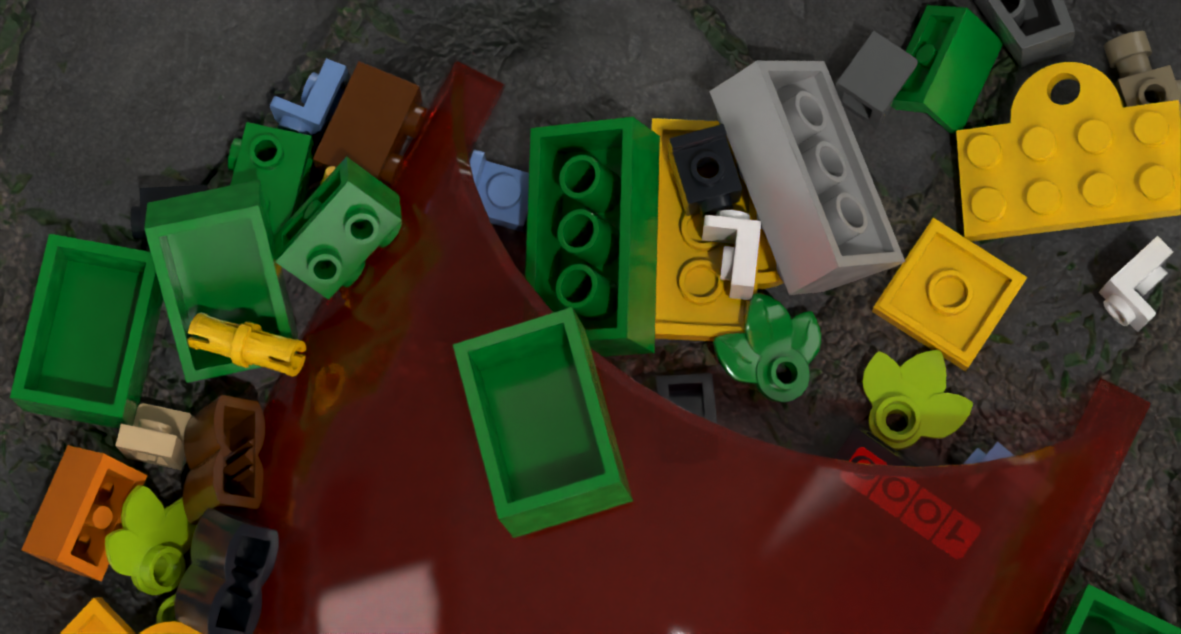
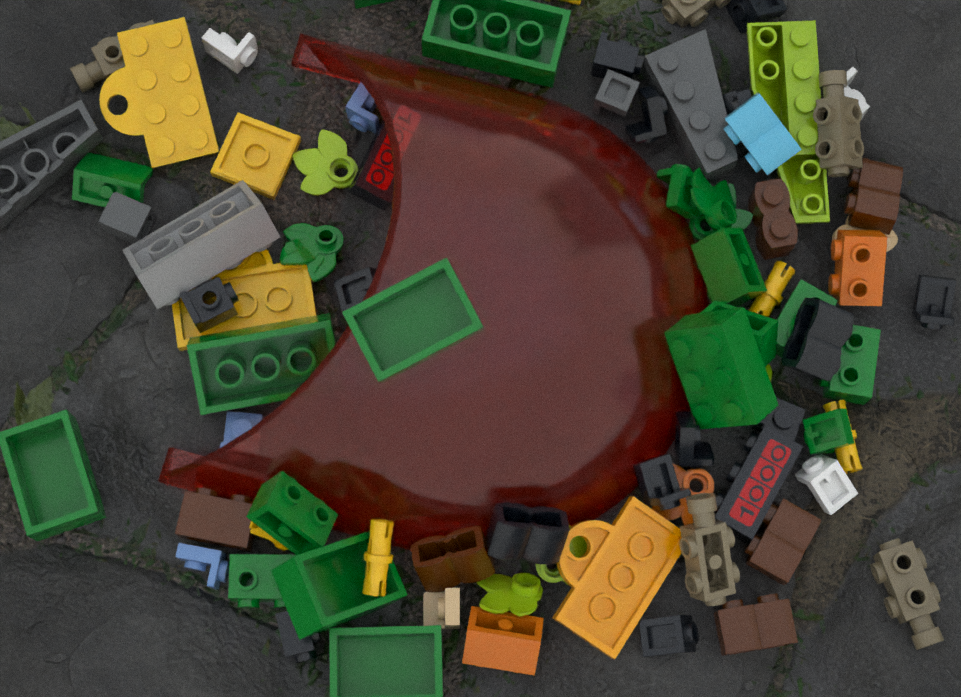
camera: 105 degrees left, 0 degrees up
(738, 261) = (262, 270): white bracket -> none

